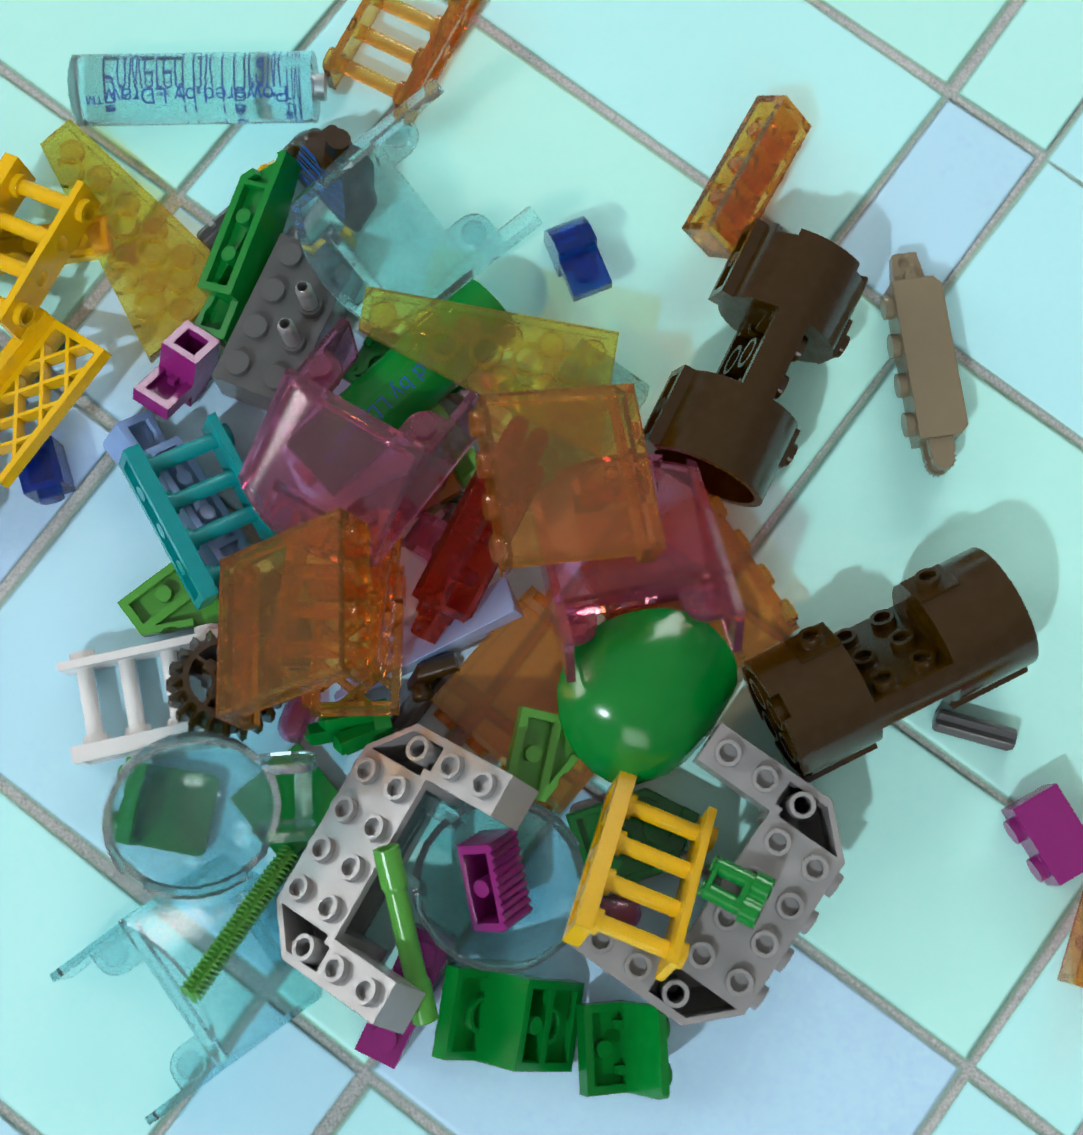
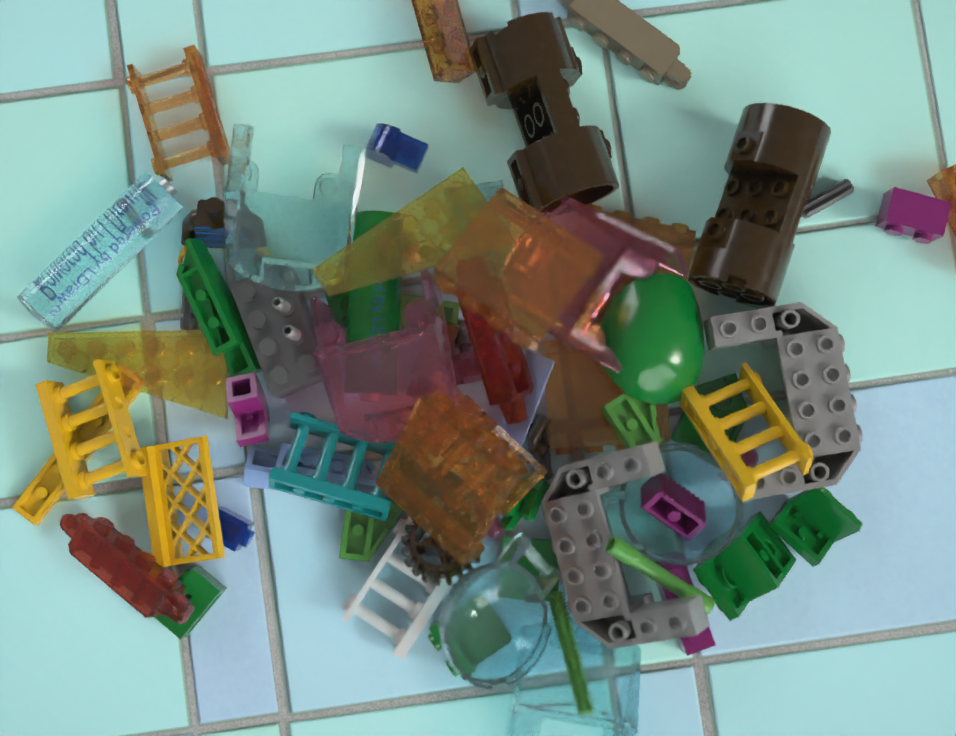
camera: 45 degrees left, 5 degrees up
(752, 898) = (813, 390): green piece -> none

